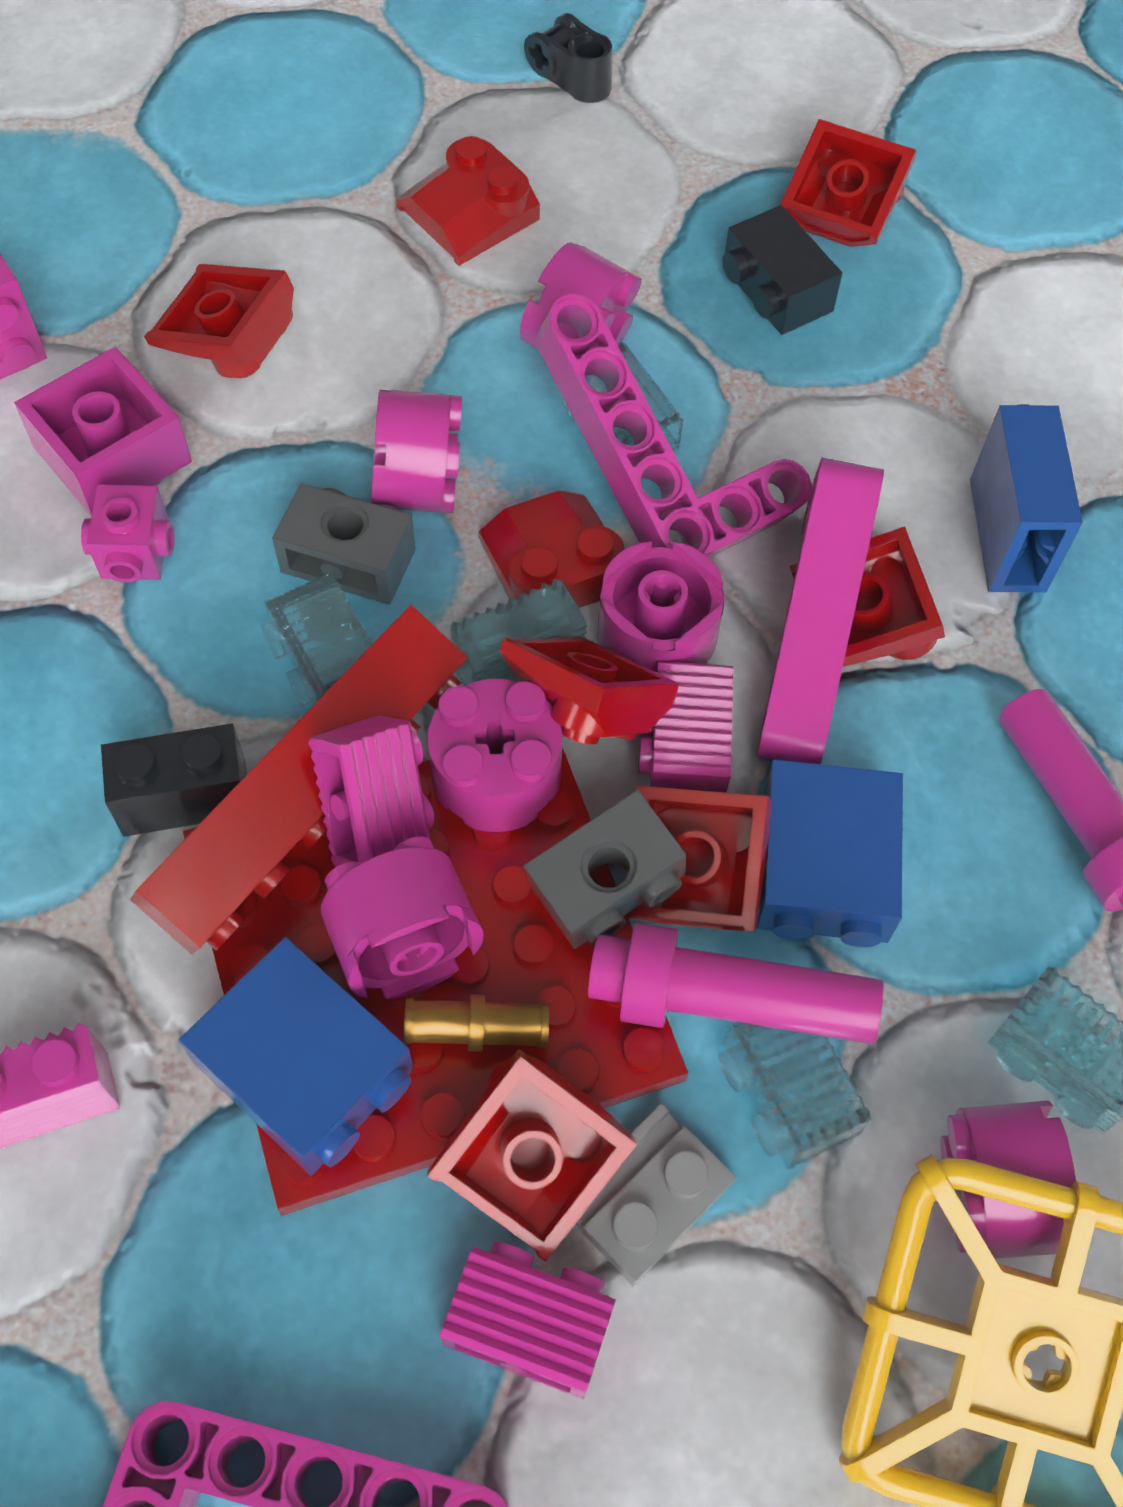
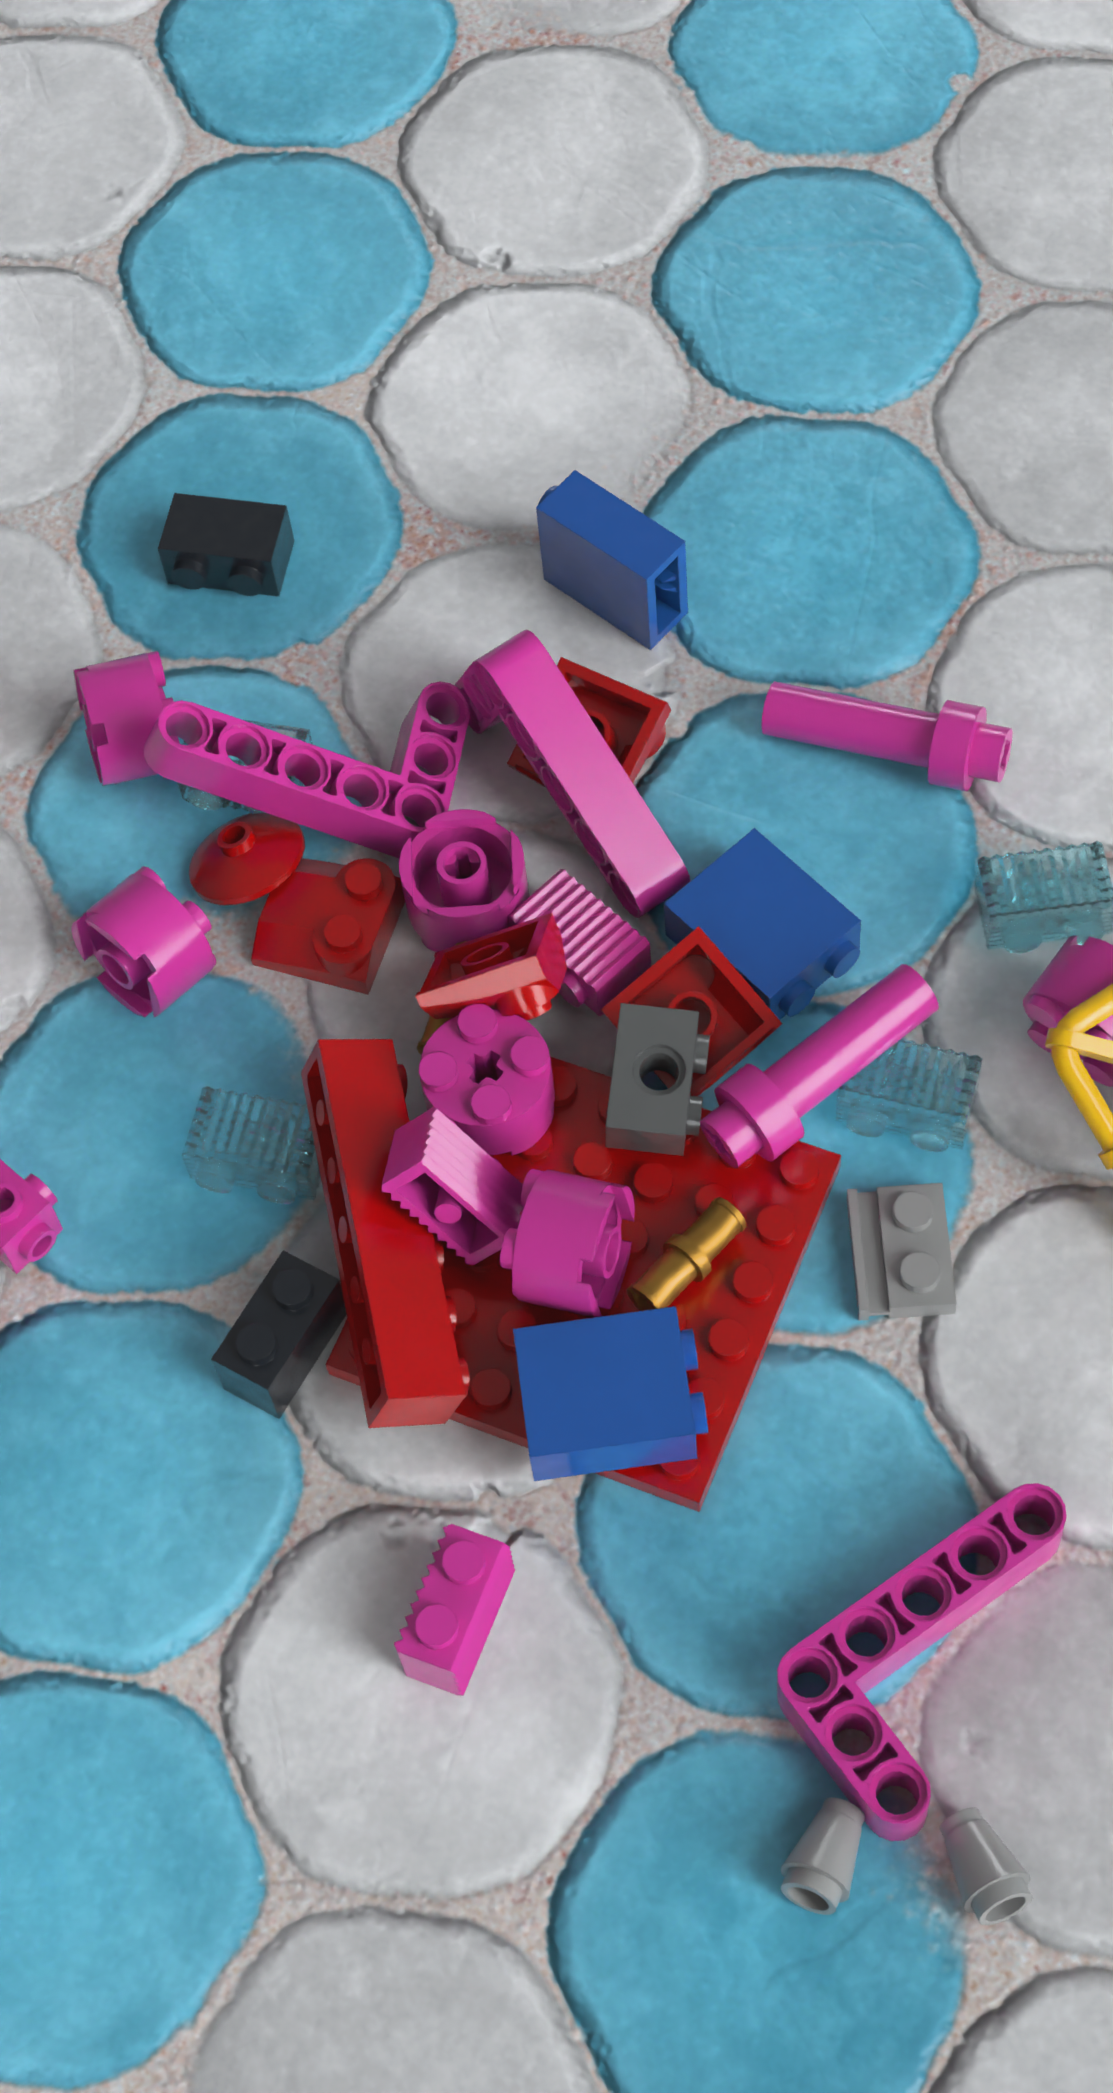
camera: 40 degrees left, 0 degrees up
(314, 542) = (158, 1090): dark grey brick -> none
(528, 1318) = (924, 1389): dark pink brick -> none
(533, 1152) = (816, 1290): red slope -> none
(540, 615) = (387, 992): clear light blue brick -> none
(549, 466) = (246, 858): none -> red dish
(847, 184) = (195, 428): red slope -> none

